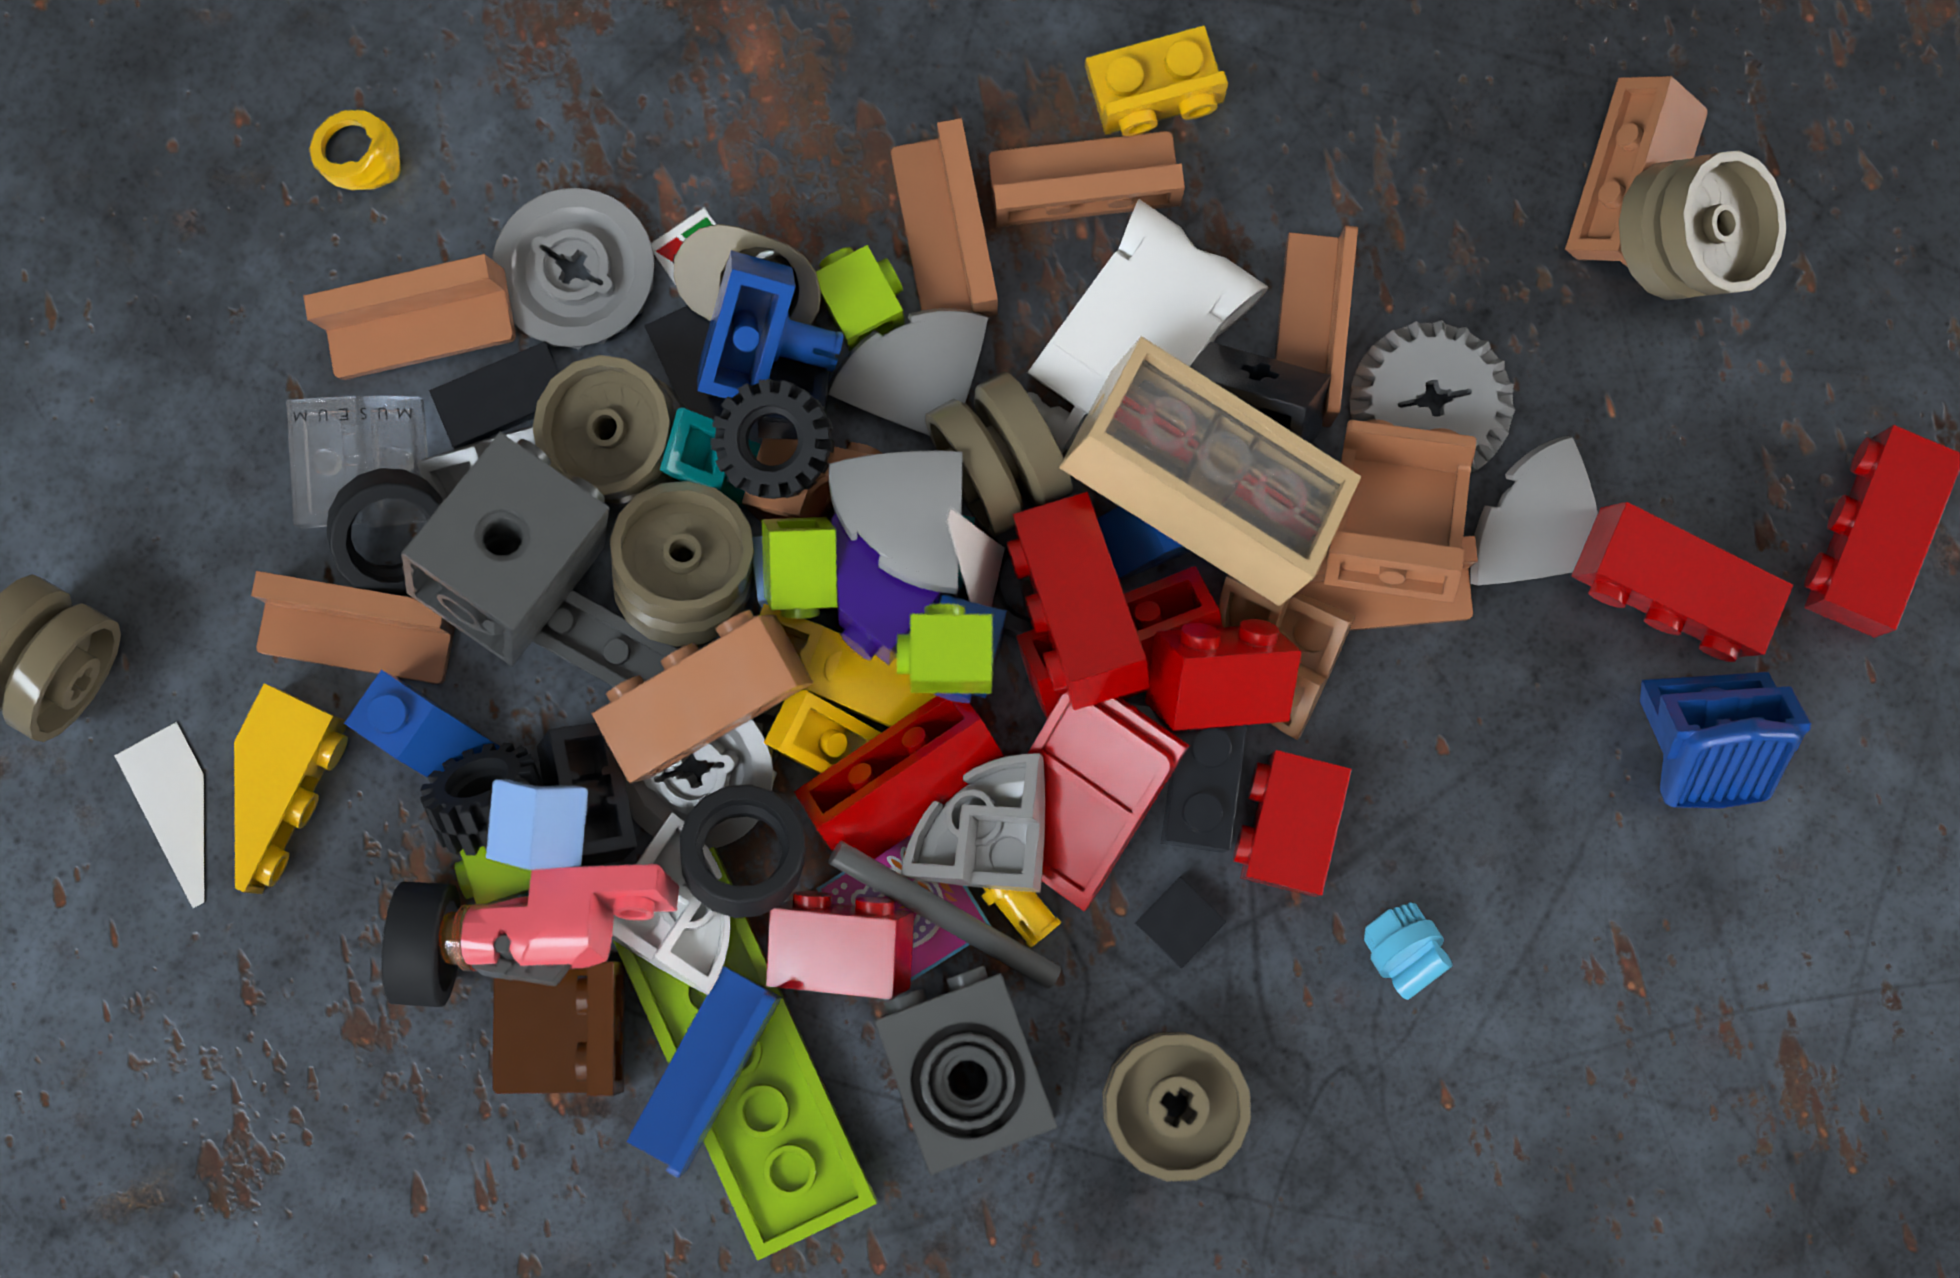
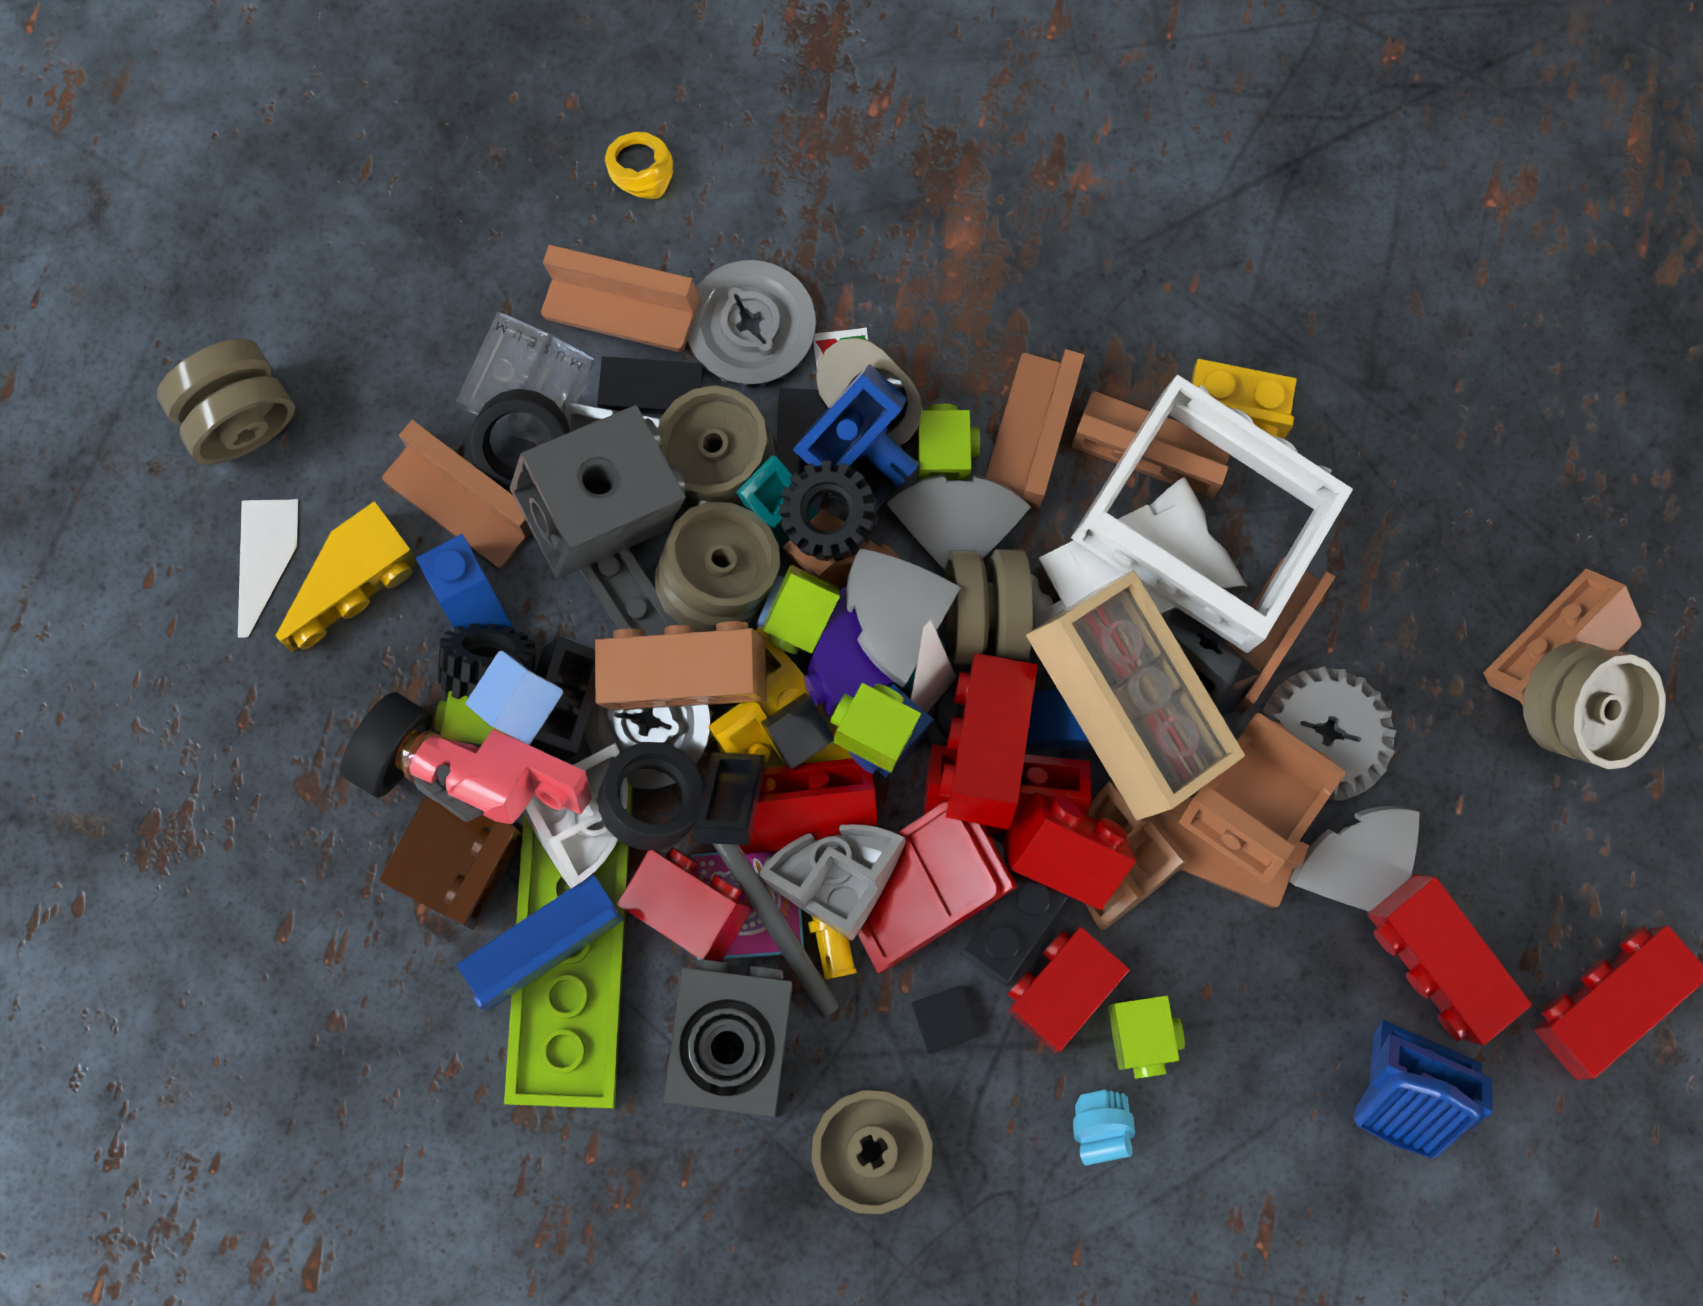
camera: 20 degrees right, 5 degrees down
(830, 811) = (729, 799): none -> black tile
(864, 696) = (798, 731): none -> black tile
(1186, 322) = (1172, 578): none -> white window
(1402, 829) = (1145, 1035): none -> lime brick

